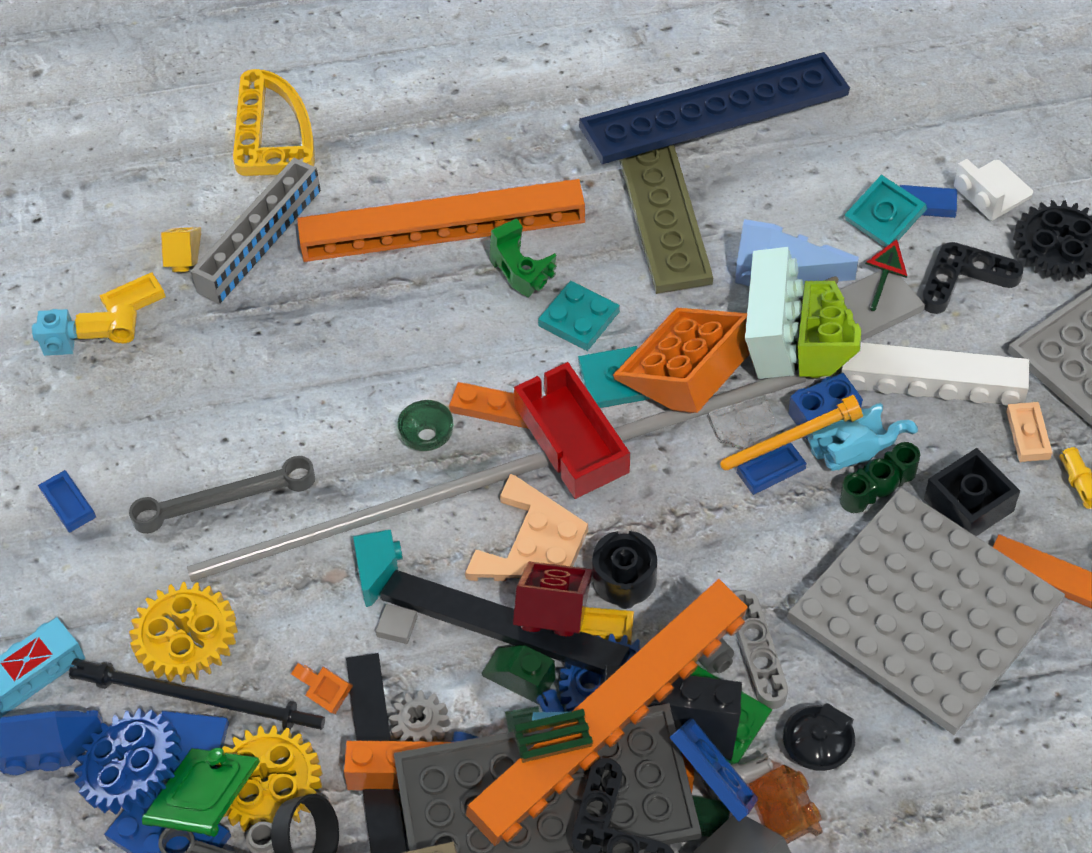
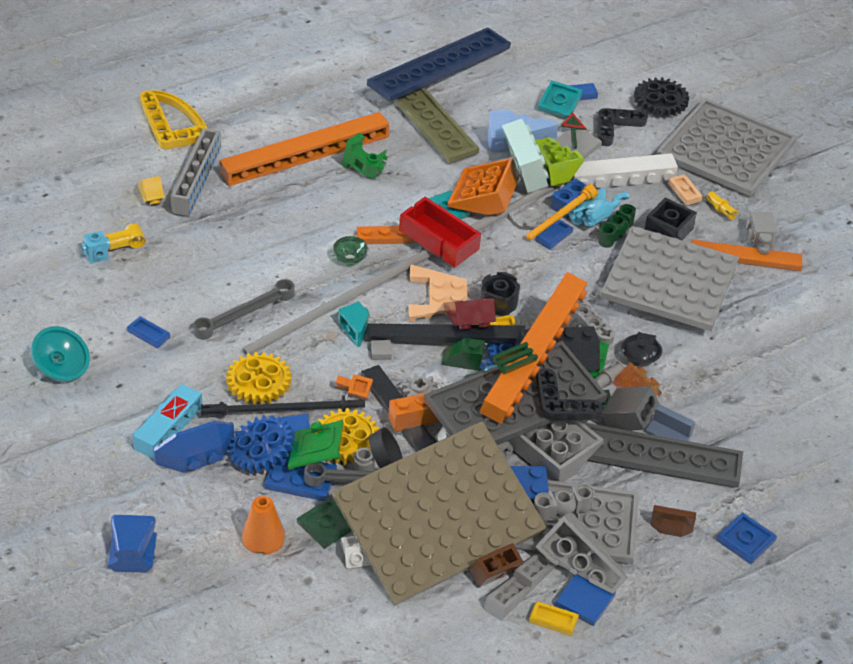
camera: 25 degrees left, 10 degrees down
(136, 293) = (137, 216): yellow tile -> none
(579, 315) = (409, 182): teal plate -> none
(714, 769) = (599, 366): blue tile -> none
(991, 188) = (611, 79): white bracket -> none

